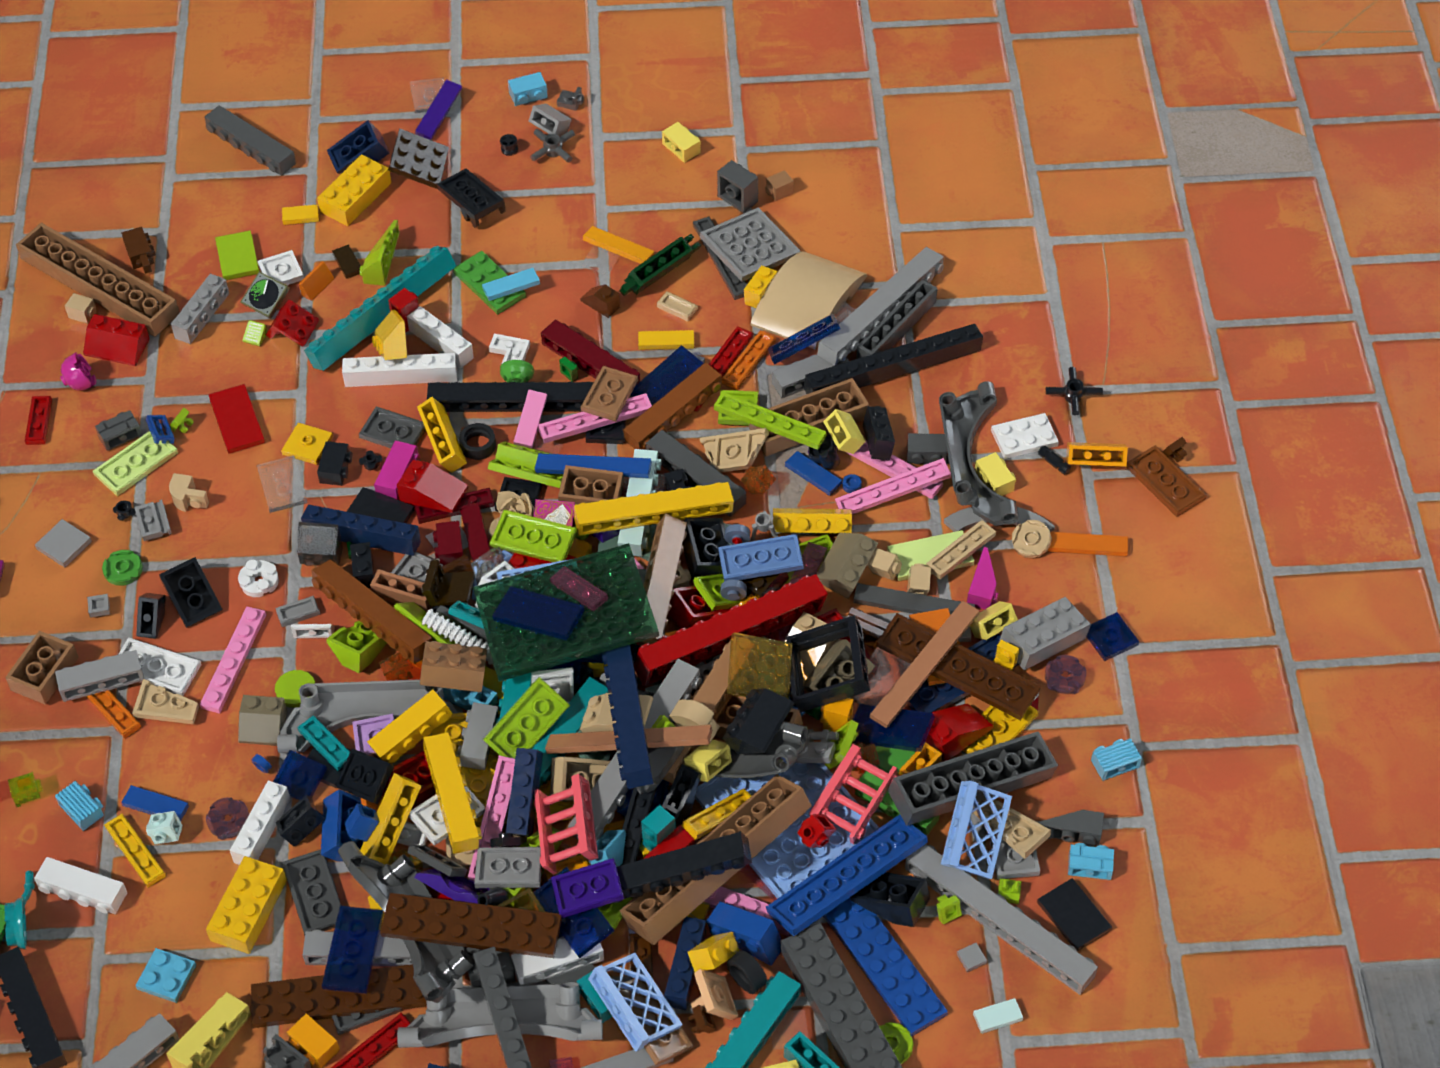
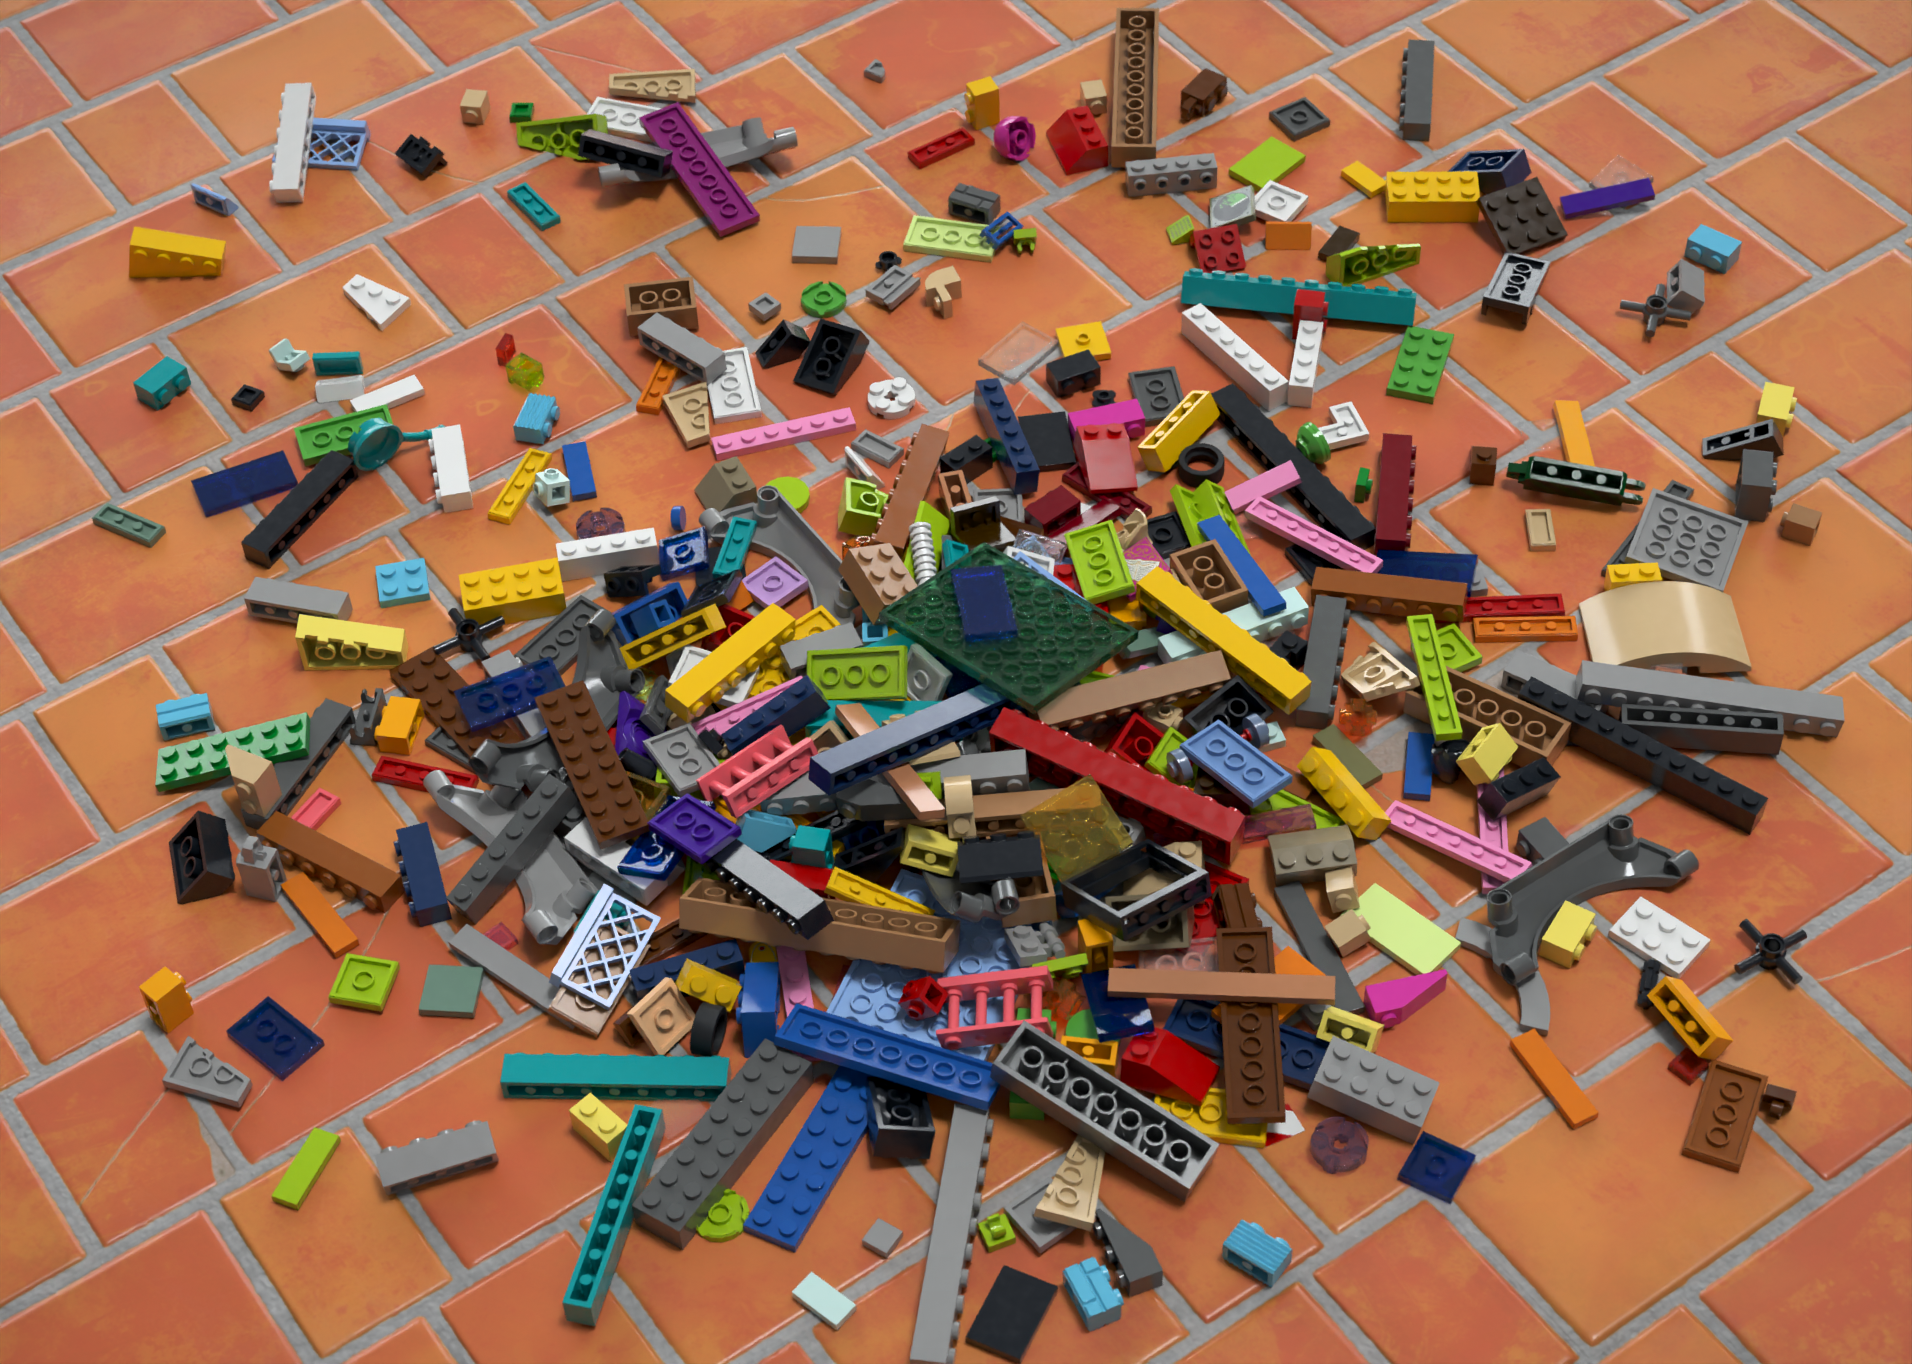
camera: 60 degrees right, 5 degrees down
(28, 370) = (982, 103): none -> yellow brick
(210, 214) = (1299, 119): none -> dark grey tile
(236, 418) = (1066, 277): red tile -> none
(261, 946) = (469, 635): none -> black bar
(318, 543) = (959, 413): clear smoke slope -> none
(390, 337) = (1255, 322): yellow slope -> none
(410, 727) = (791, 593): yellow brick -> none
(509, 144) = (1620, 277): black wheel -> none
(511, 284) = (1426, 377): medium azure tile -> none
(570, 100) = (1739, 290): flat silver bracket -> none
(579, 588) = (1040, 618): clear pink tile -> none
(609, 393) = (1351, 529): medium nougat tile -> none
(665, 339) = (1484, 545): yellow tile -> none
(696, 172) = (1730, 444): none -> black slope
(764, 524) = (1288, 744): light grey plant -> none
(766, 503) = (1349, 755): none -> olive tile
(804, 338) = (1586, 651): clear blue tile -> none
(851, 483) = (1437, 807): blue tile -> none
(948, 908) = (925, 1181): lime tile -> none
(959, 829) = (1025, 1120): light blue fence -> none
(961, 549) = (1425, 950): tan plate -> none
(1006, 655) = (1299, 1066): yellow bracket -> none
(1031, 539) = (1507, 1015): tan tile -> none
(1121, 477) = (1688, 1066): none -> clear red tile

